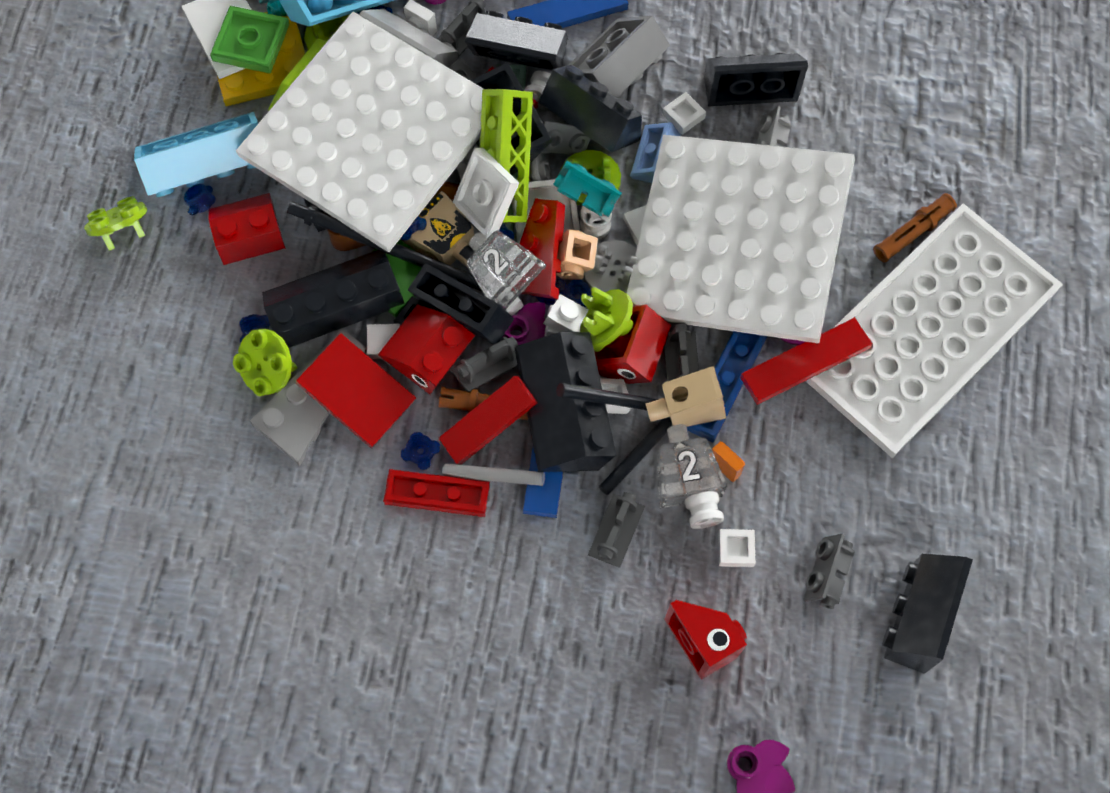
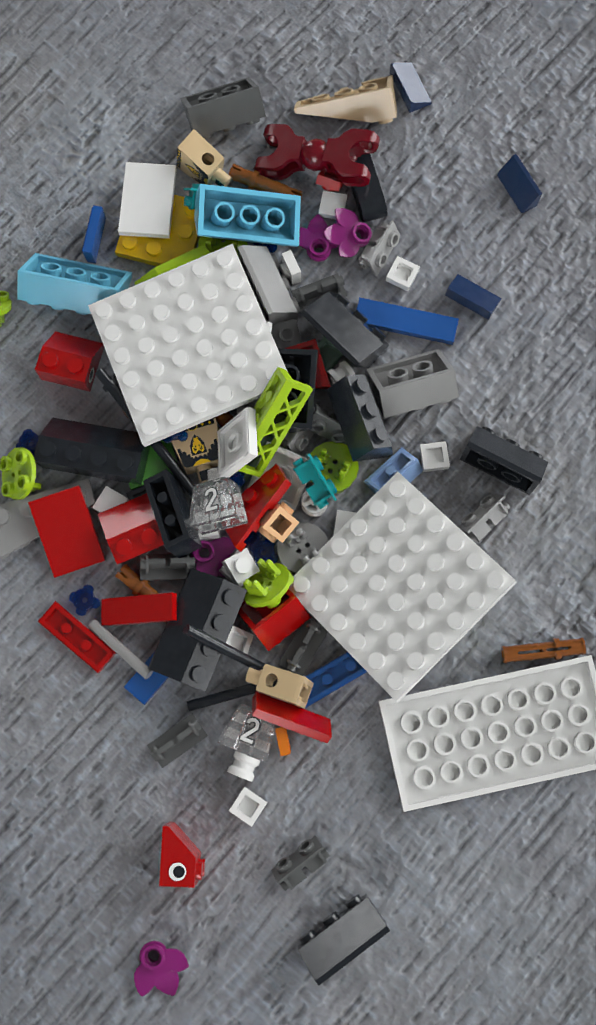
camera: 35 degrees right, 10 degrees up
(190, 94) = (94, 234): none -> blue tile
(199, 198) = (52, 320): clear blue plate -> none
(250, 39) = (155, 218): bright green tile -> none
(721, 428) = (291, 717): none -> red tile
(805, 361) = (381, 705): red tile -> none

